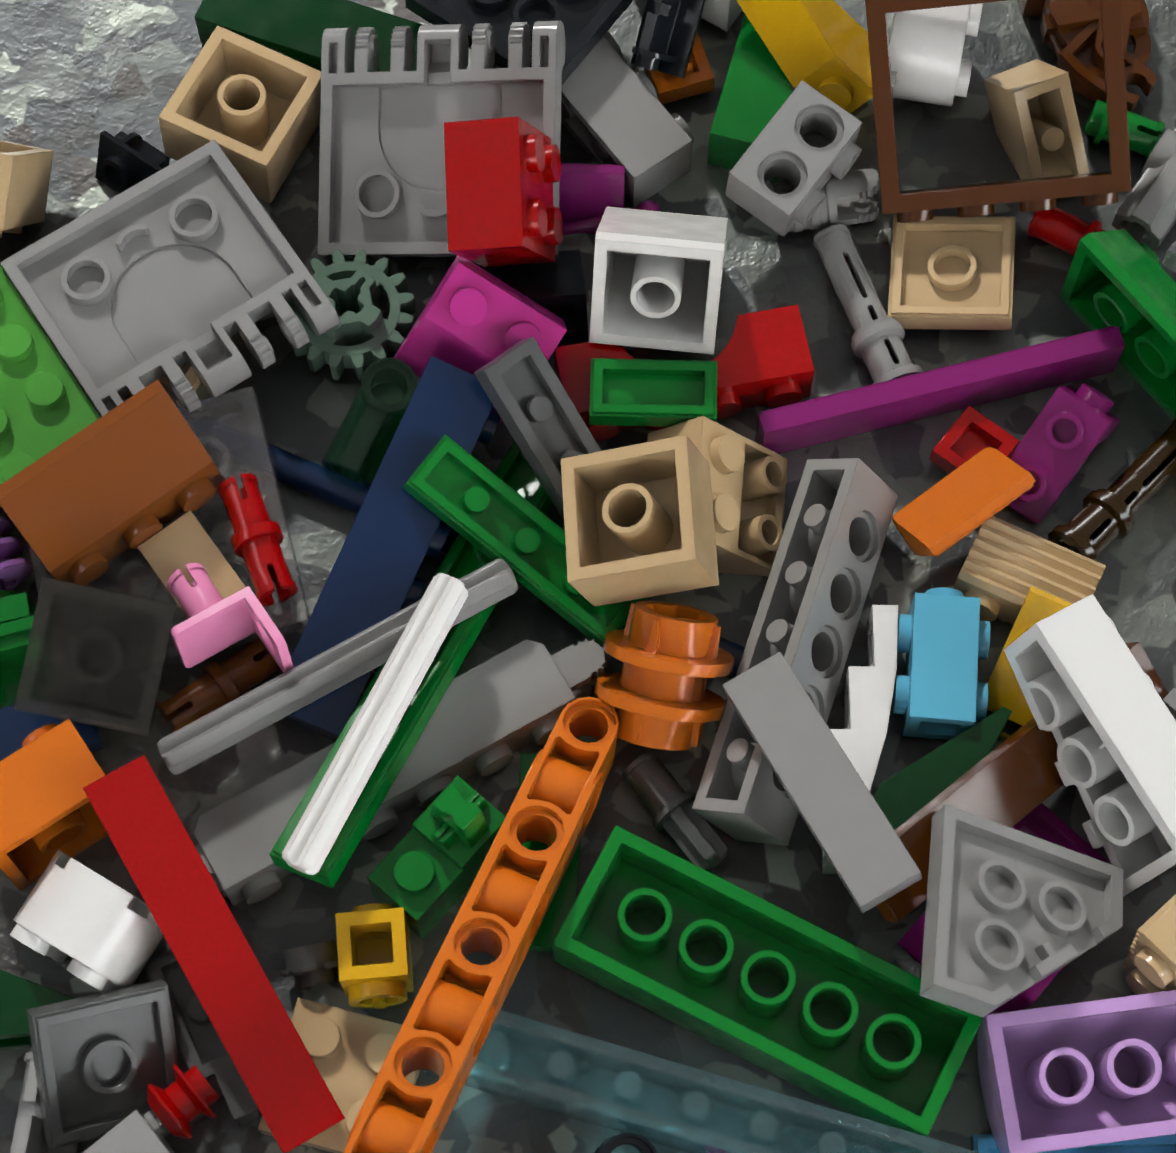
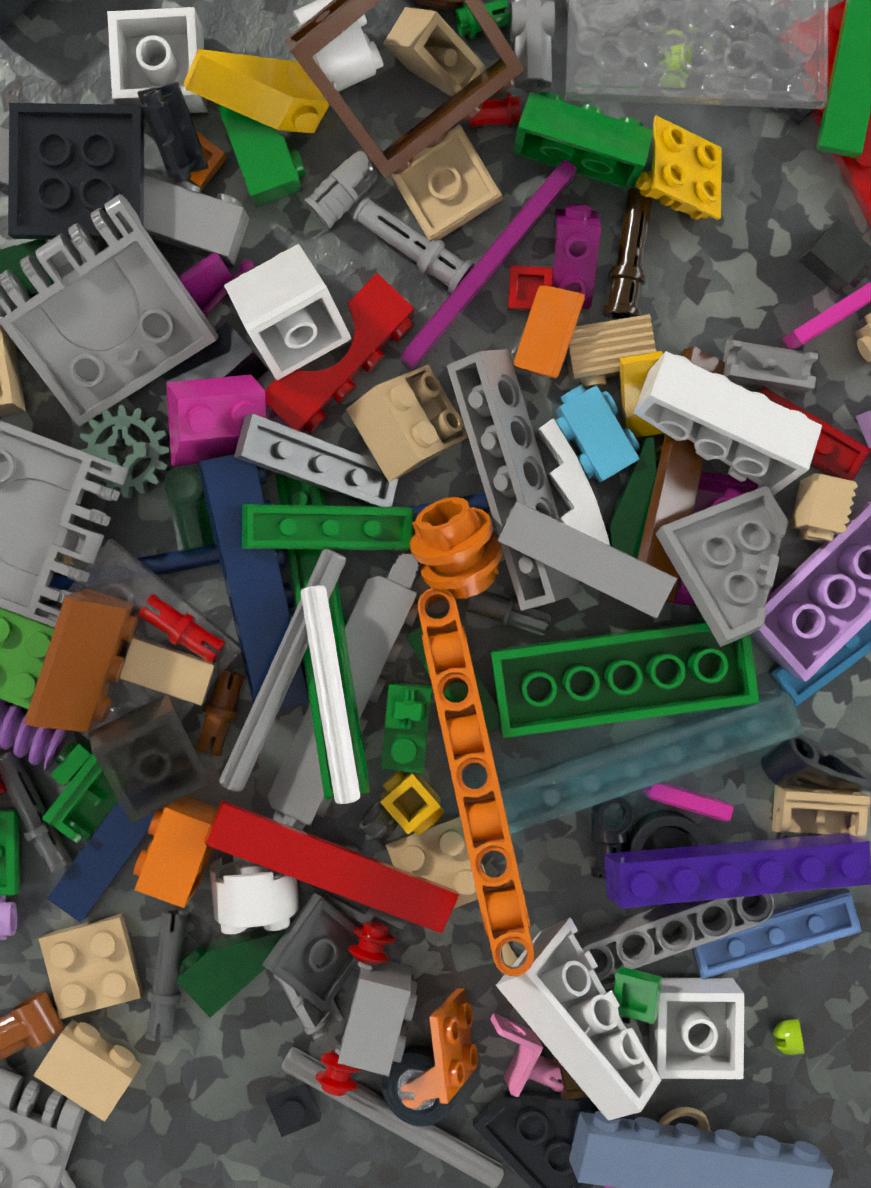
camera: 35 degrees left, 20 degrees up
(220, 622) = (197, 694): bright pink bracket -> none
(501, 192) = (167, 334): red brick -> none
(639, 521) = (388, 480): tan brick -> none
(651, 391) = (335, 387): green tile -> none
(784, 154) = (306, 183): light grey brick -> none

